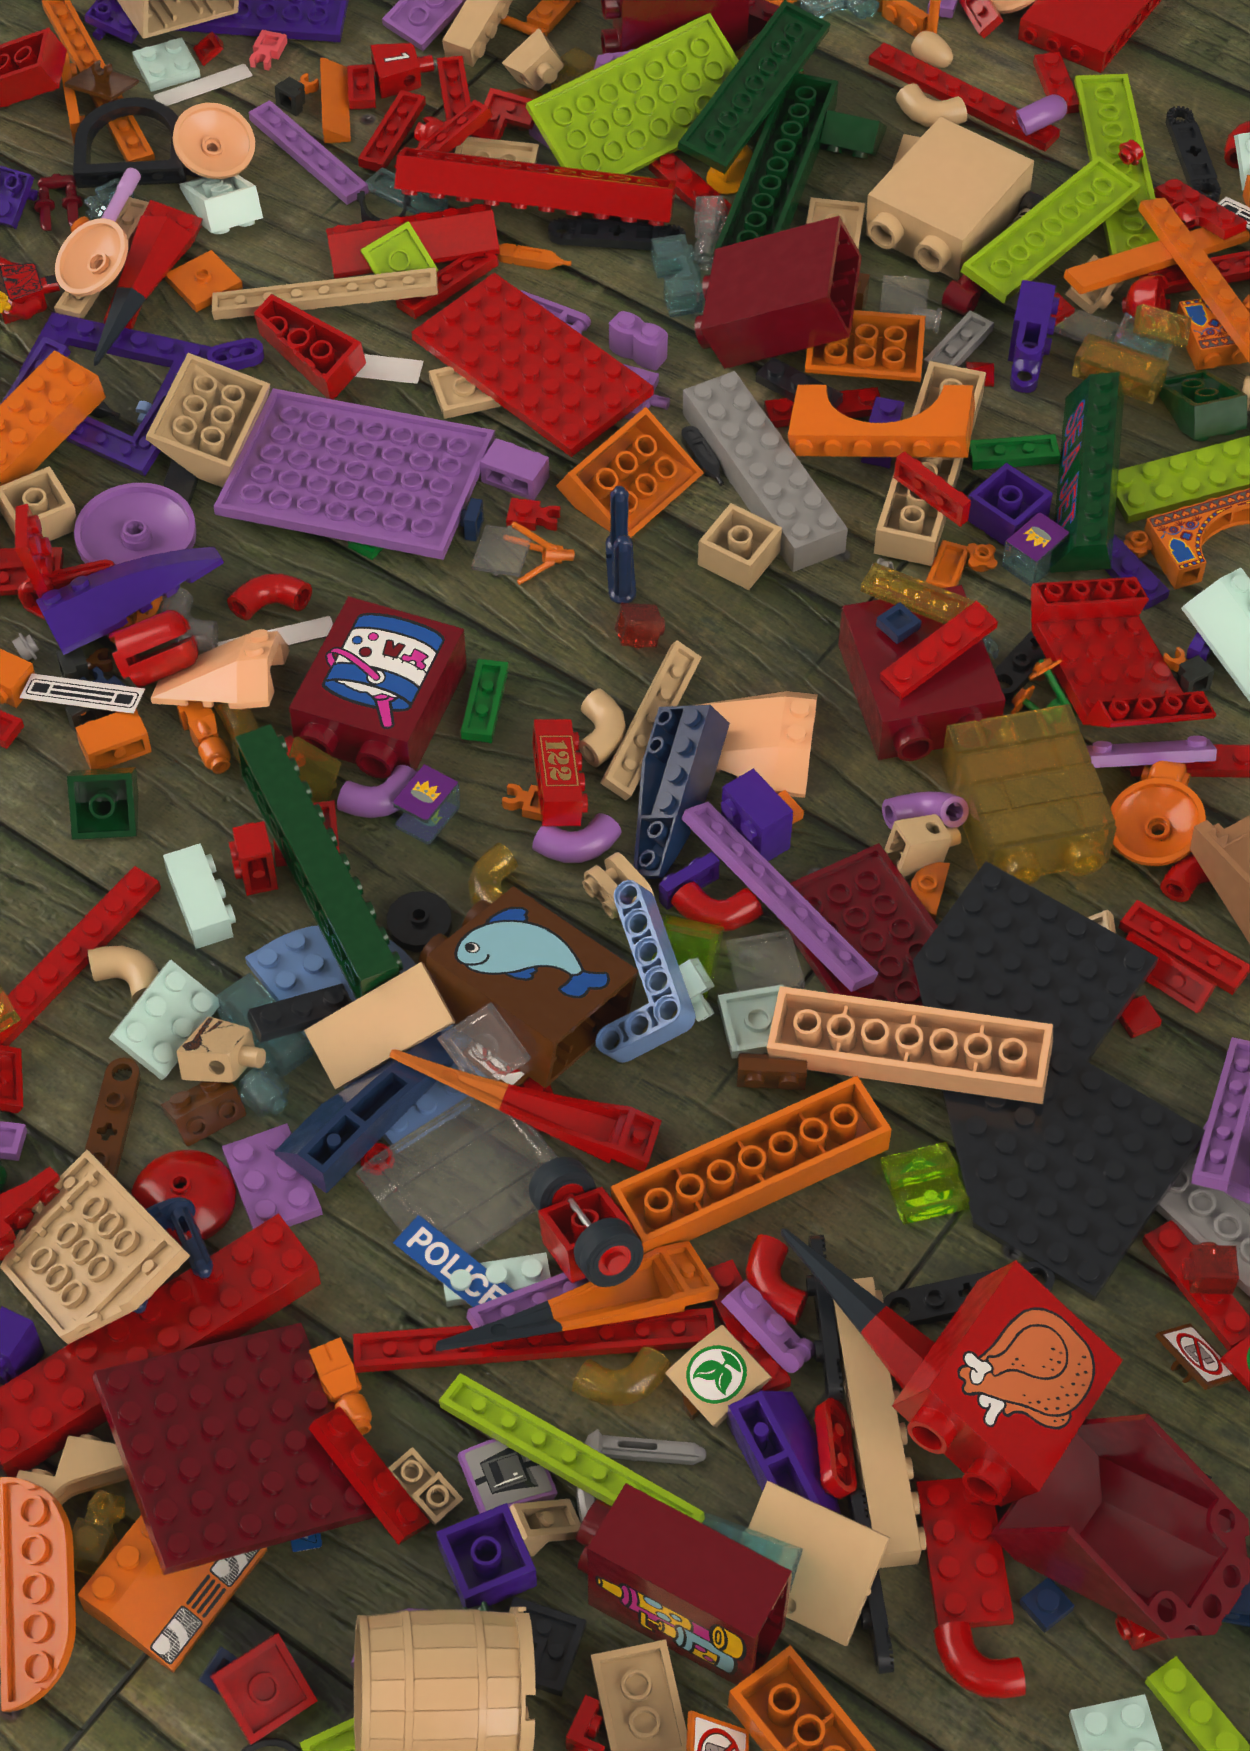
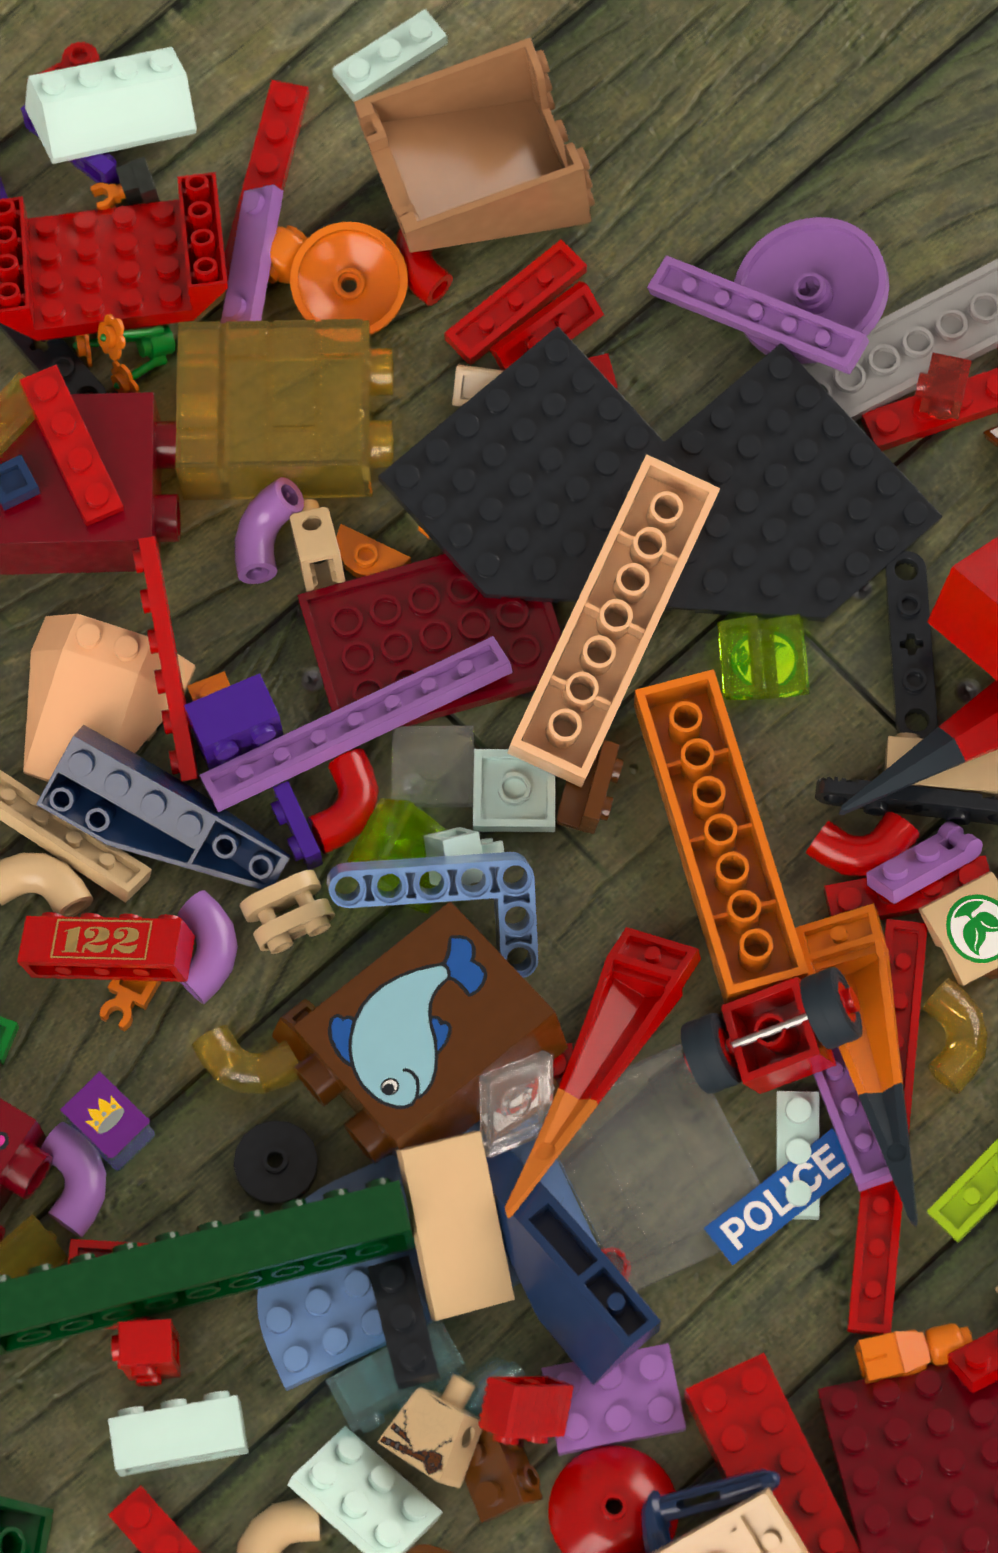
camera: 75 degrees left, 15 degrees up
(245, 1104) = (525, 1408): none -> red brick
(808, 749) = (162, 641): none -> red plate

